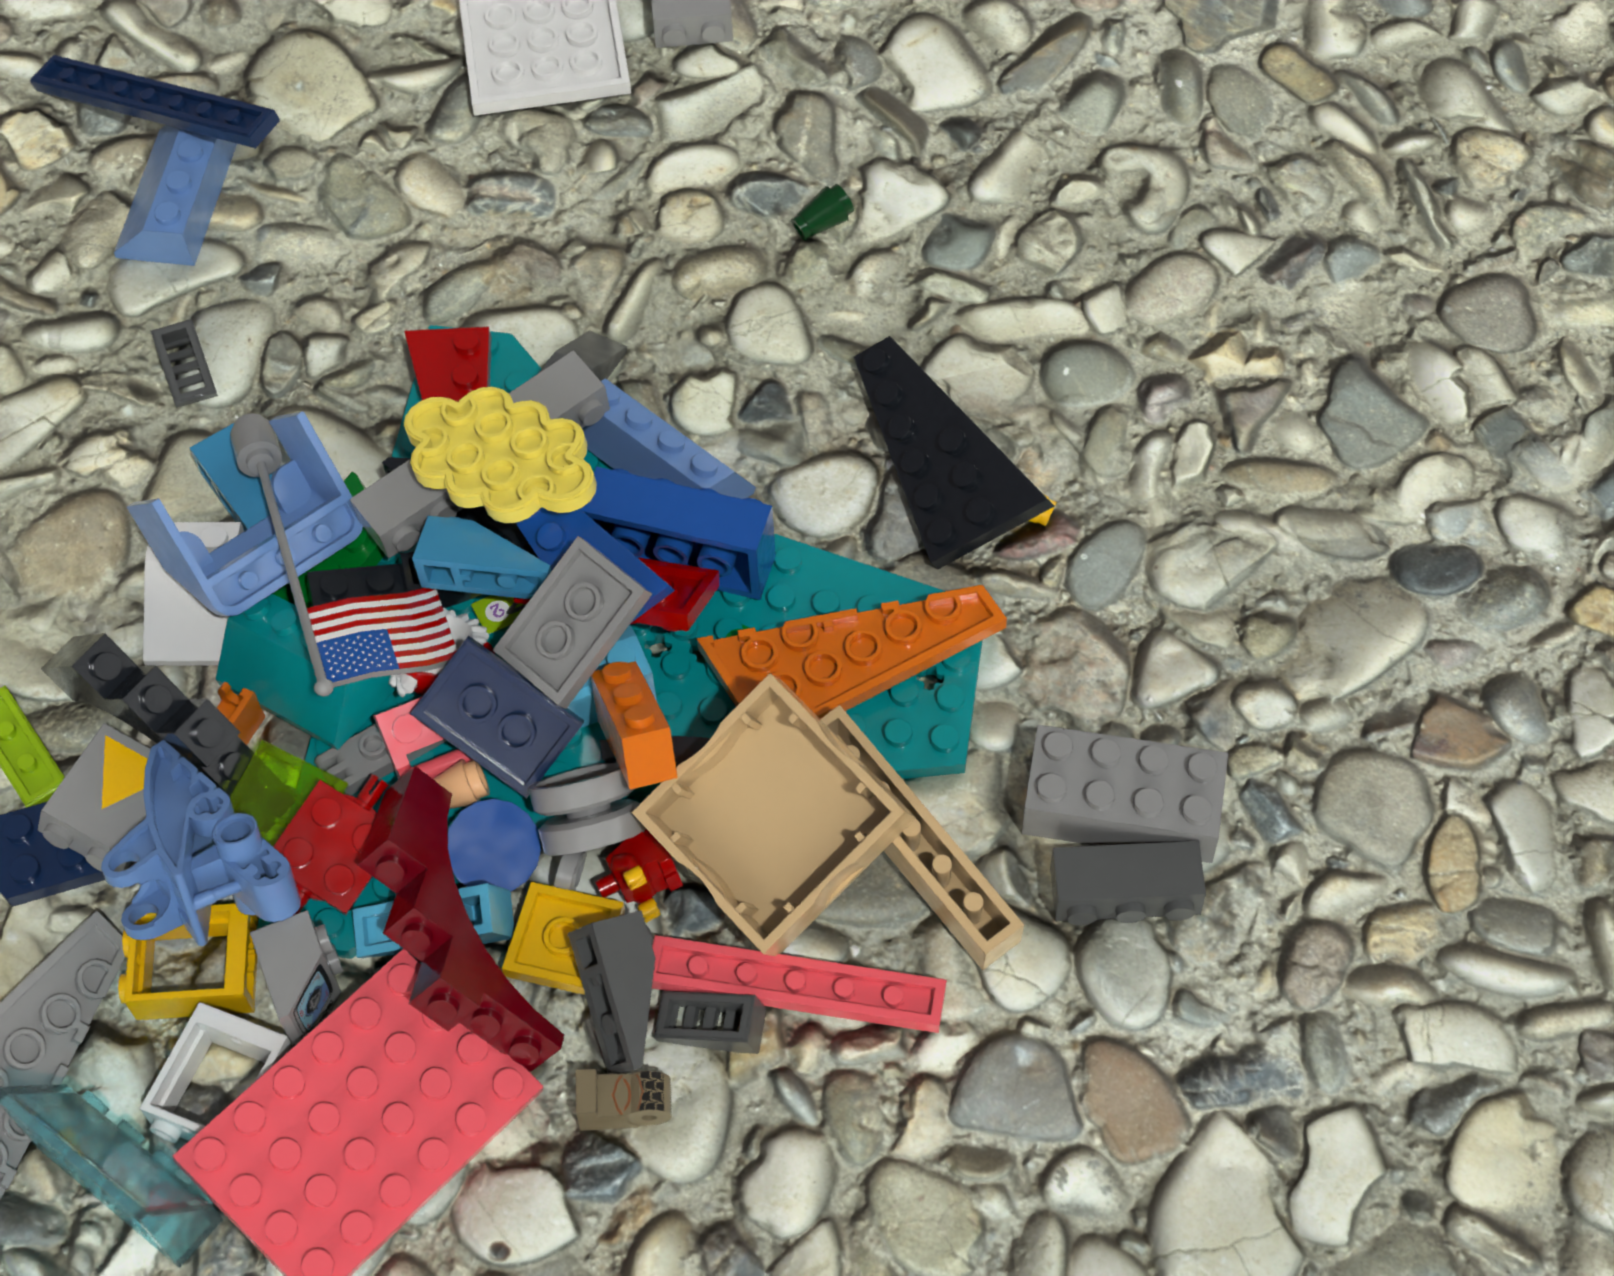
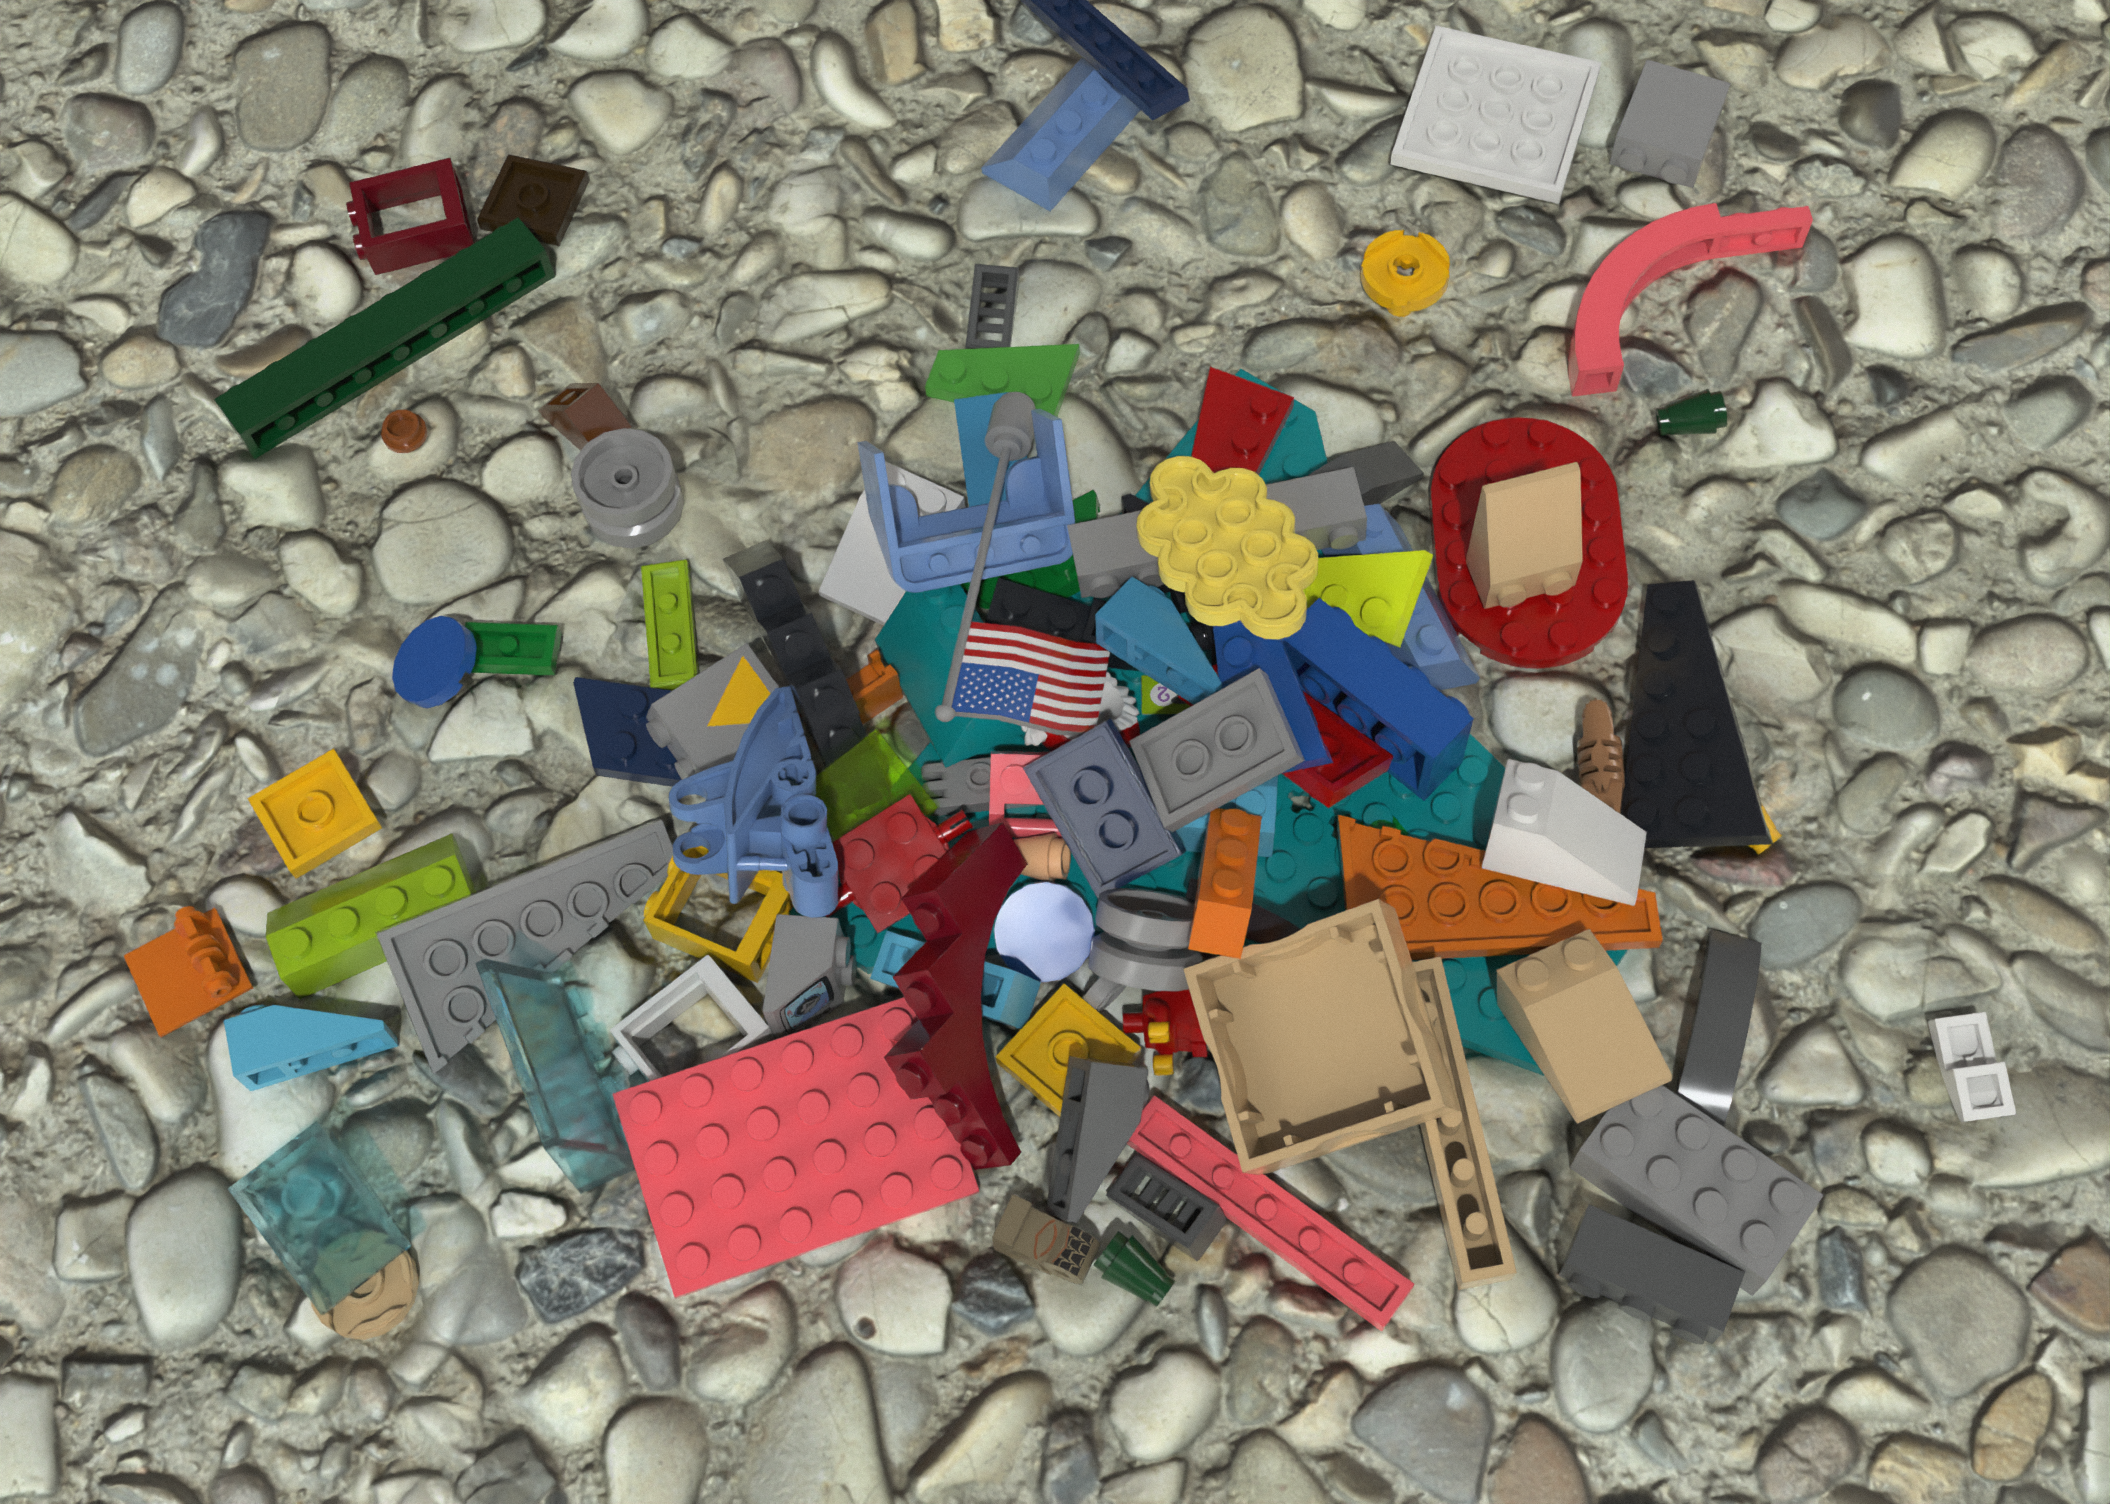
camera: 30 degrees right, 5 degrees up
(209, 413) = (1031, 370): none -> bright green wing
(532, 212) = (1399, 292): none -> yellow plate
(640, 441) = (1373, 589): none -> neon yellow wing
(709, 1084) = (1134, 1269): none -> dark green cone
(725, 103) = (1652, 252): none -> coral arch
(739, 365) = (1544, 627): none -> red plate
(741, 351) = (1527, 536): none -> tan slope
(885, 572) = (1562, 836): none -> white slope
(887, 510) = (1601, 756): none -> medium nougat hinge
(976, 710) = (1581, 1025): none -> tan slope
(1081, 663) = (1720, 1024): none -> dark grey slope
(1285, 613) = (1969, 1067): none -> white slope

